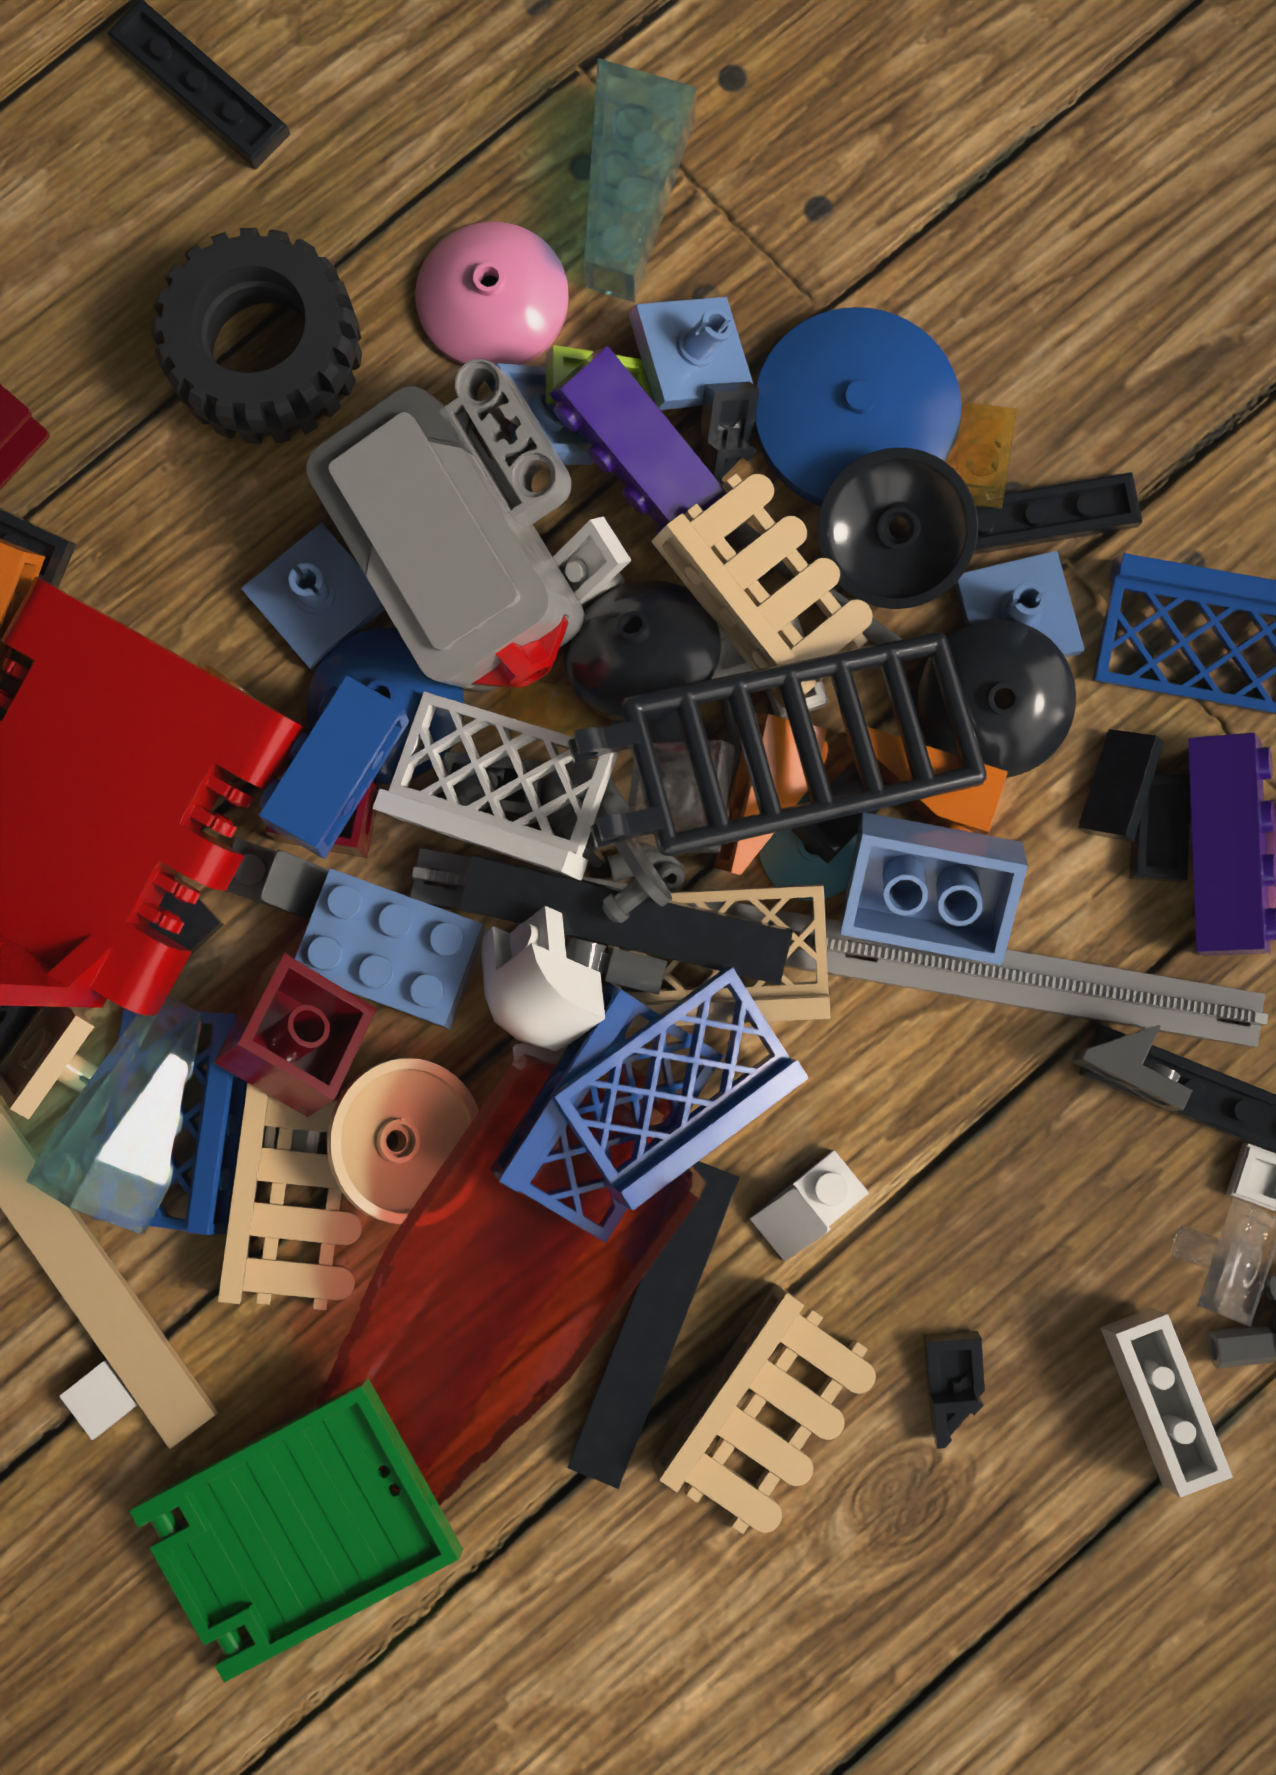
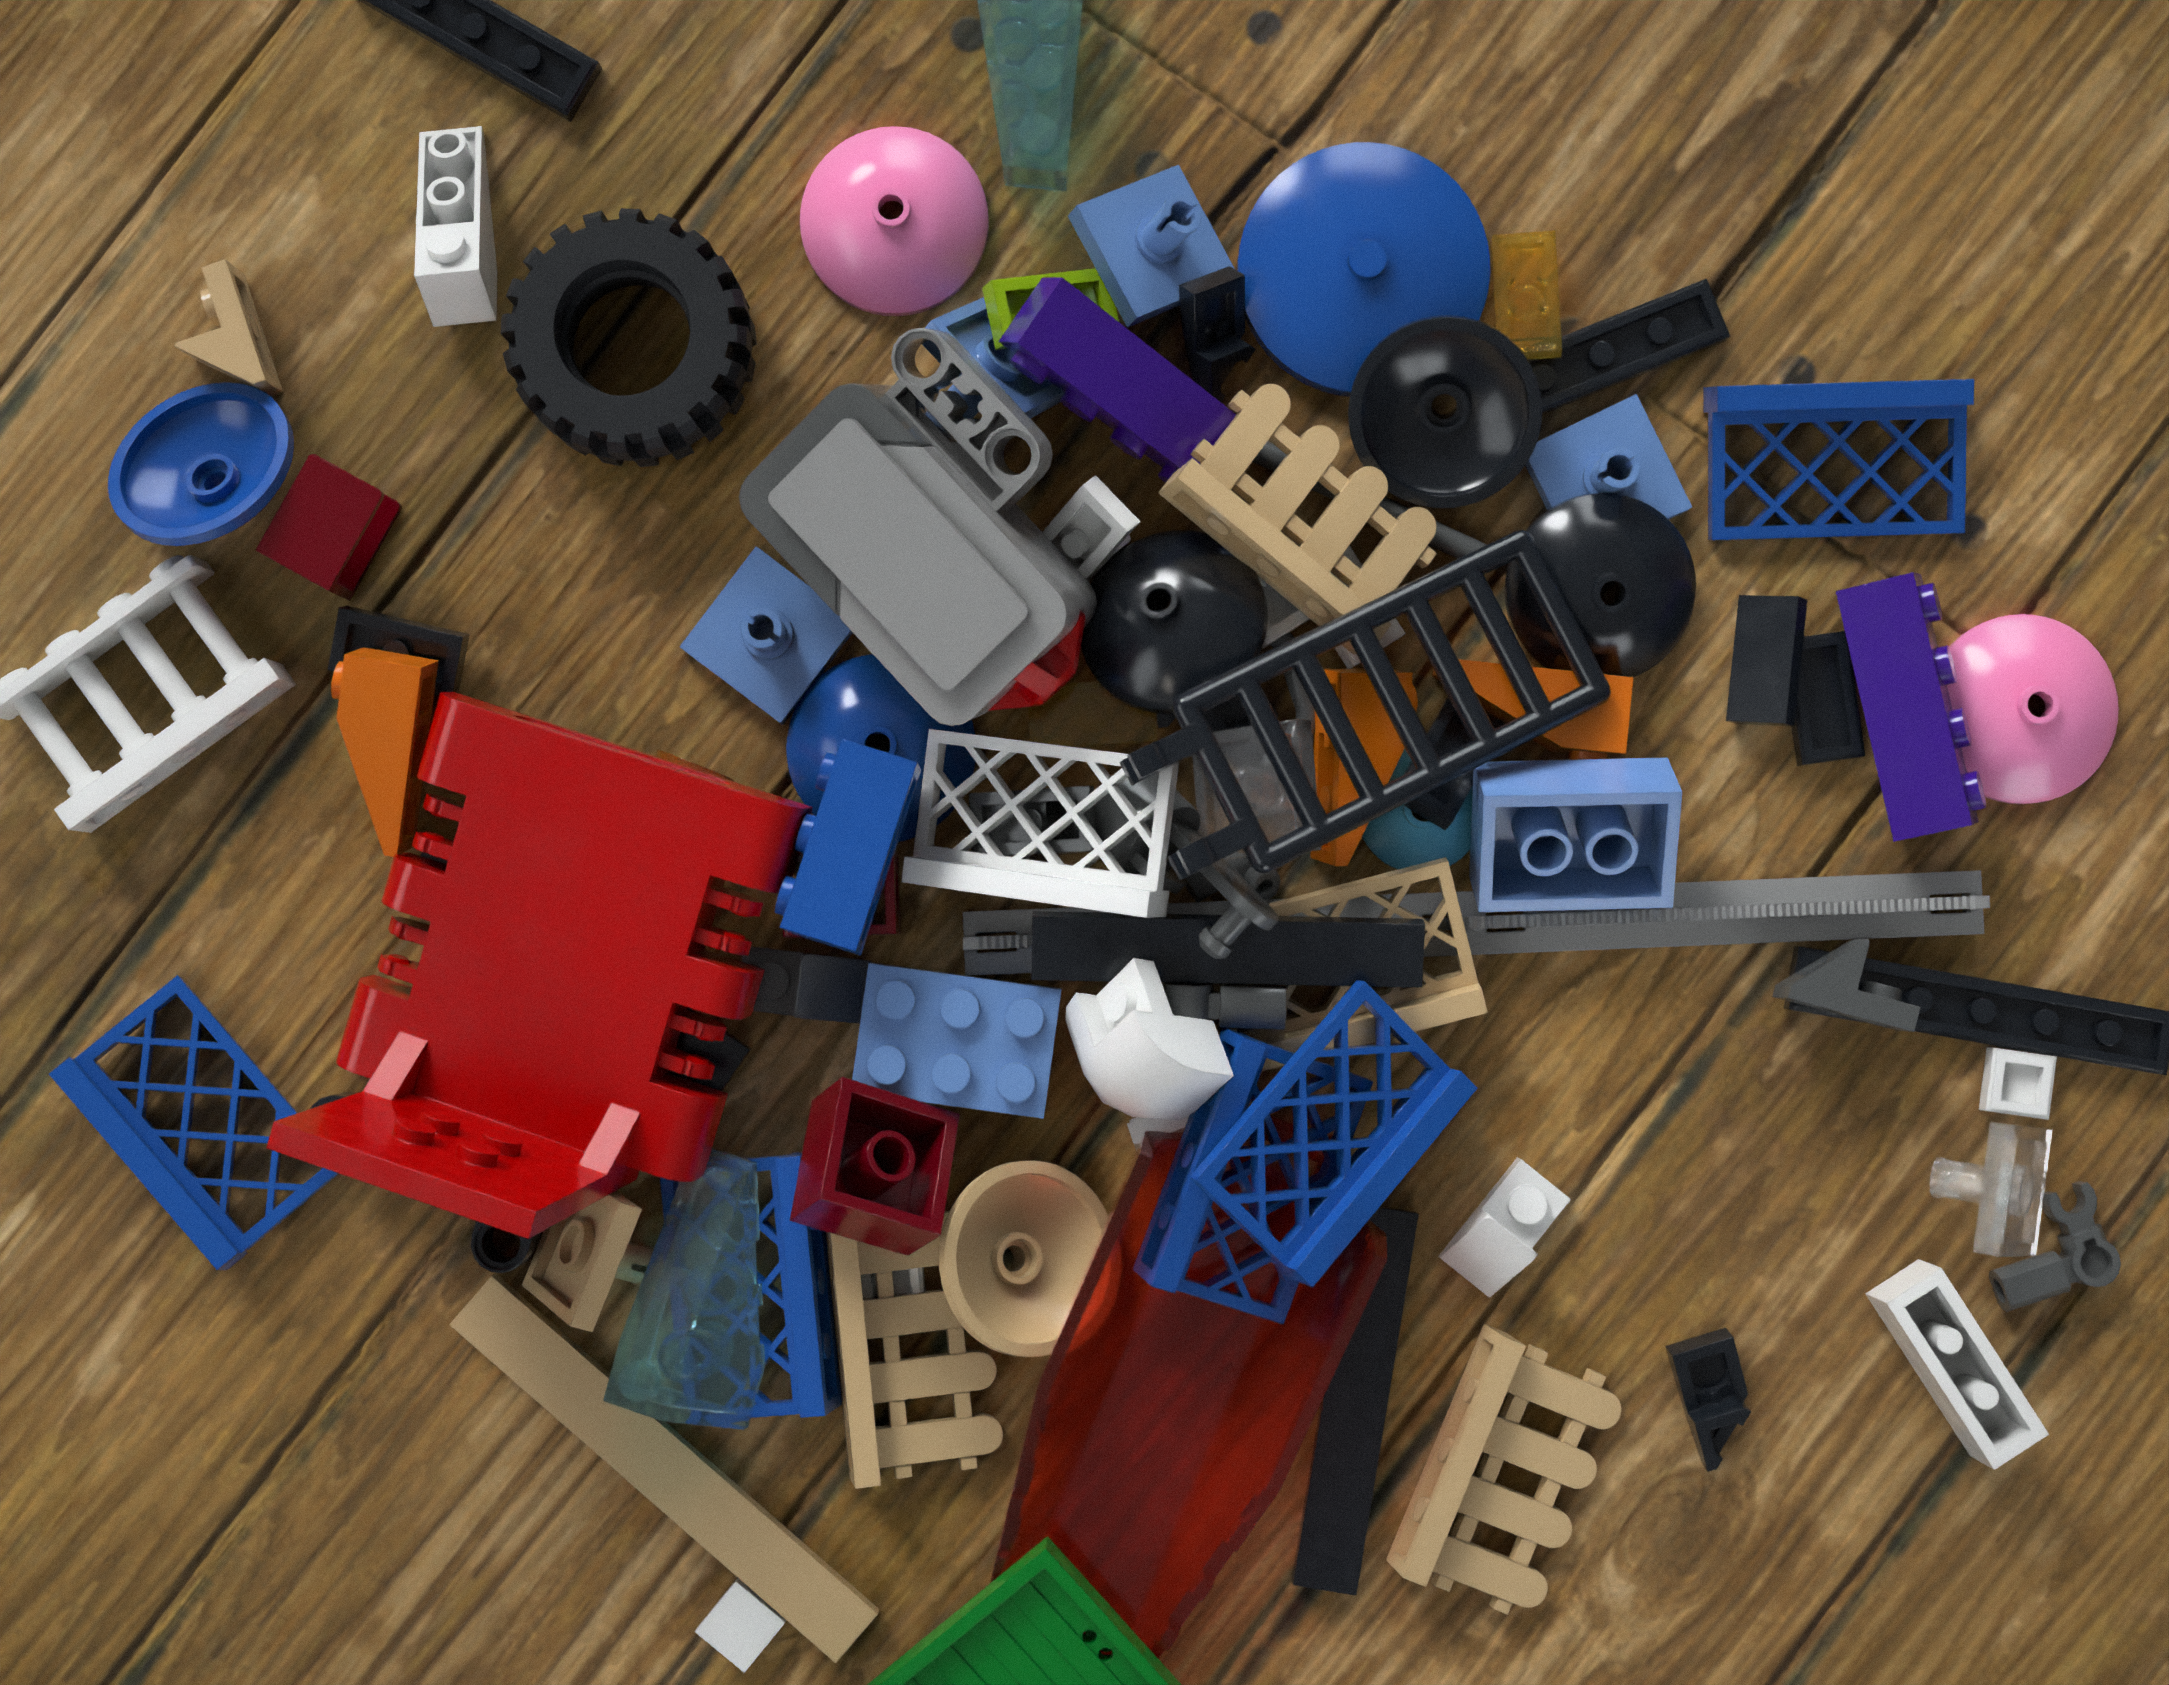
camera: 15 degrees left, 5 degrees up
(142, 228) = (455, 228): none -> white slope

